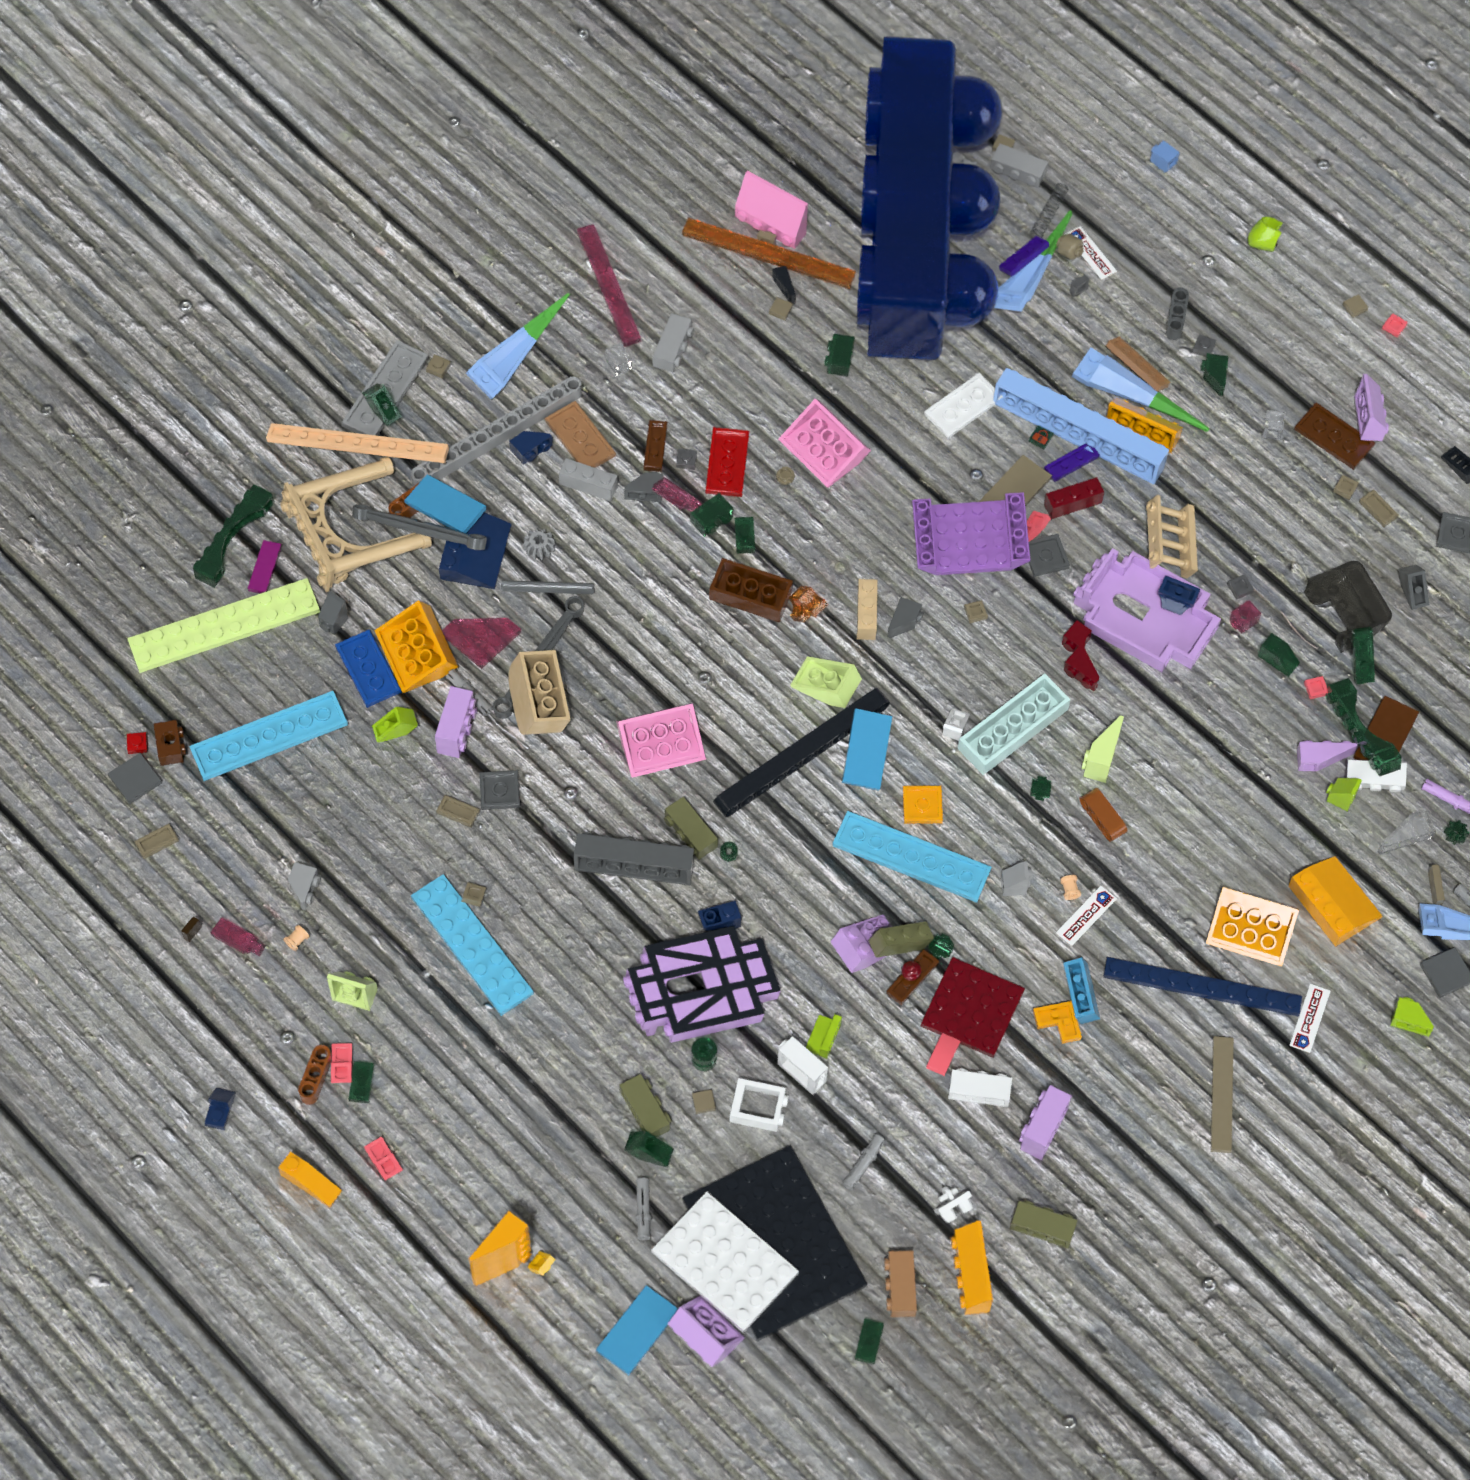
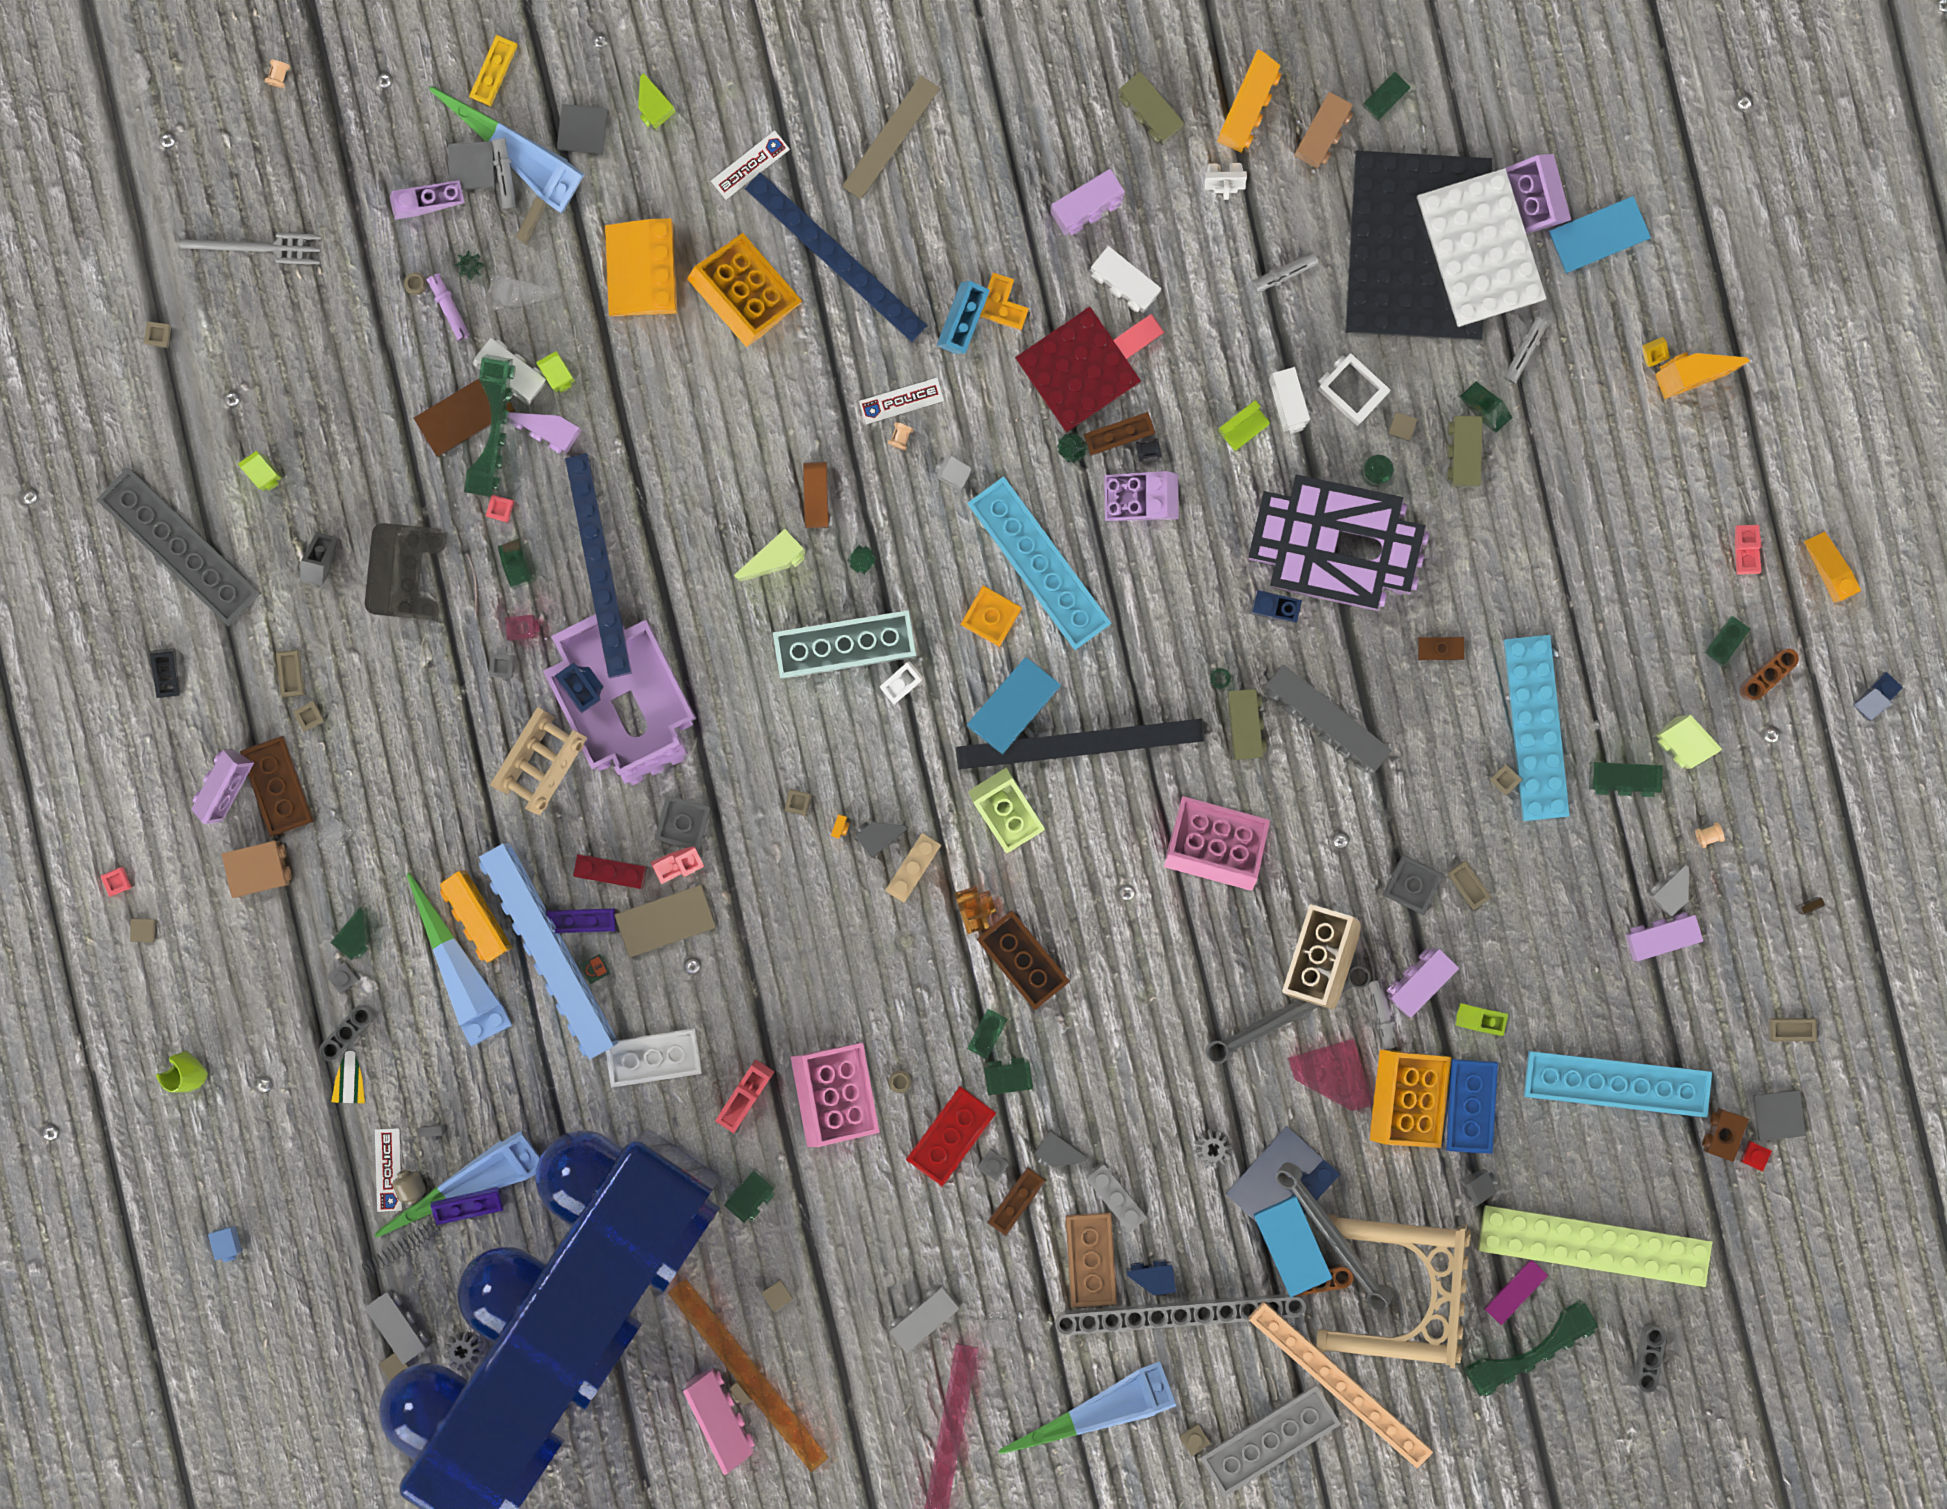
camera: 145 degrees left, 25 degrees up
(140, 565) = (1653, 1368): none -> dark grey beam
(236, 937) = (1767, 872): clear pink hinge -> none
(291, 849) = (1663, 936): none -> lavender brick
(341, 1063) = (1734, 673): coral slope -> none
(382, 404) = (1289, 1418): clear green slope -> none
(384, 942) = (1625, 778): none -> clear green brick
(547, 587) = (1231, 1093): dark grey axle -> none
(577, 960) = (1440, 648): none -> reddish brown plate
(675, 495) = (1034, 1117): clear pink hinge -> none
(782, 279) = (754, 1329): black slope -> none
(883, 977) = (1148, 450): none -> black bush
(885, 412) = (744, 1096): none -> coral slope
(901, 939) = (1111, 472): olive brick -> none
(911, 970) = (1120, 436): dark red plate -> none
(935, 609) = (840, 827): none -> light orange plate
(971, 535) = (749, 890): medium lavender slope -> none
(1079, 663) = (731, 676): dark red arch -> none
(1138, 364) = (432, 995): medium nougat plate -> none
(1154, 289) = (348, 1081): none -> sticker
(1222, 681) = (598, 566): none -> dark blue plate
(1309, 376) = (256, 868): none -> medium nougat panel
(1363, 655) = (432, 505): clear green plate -> none

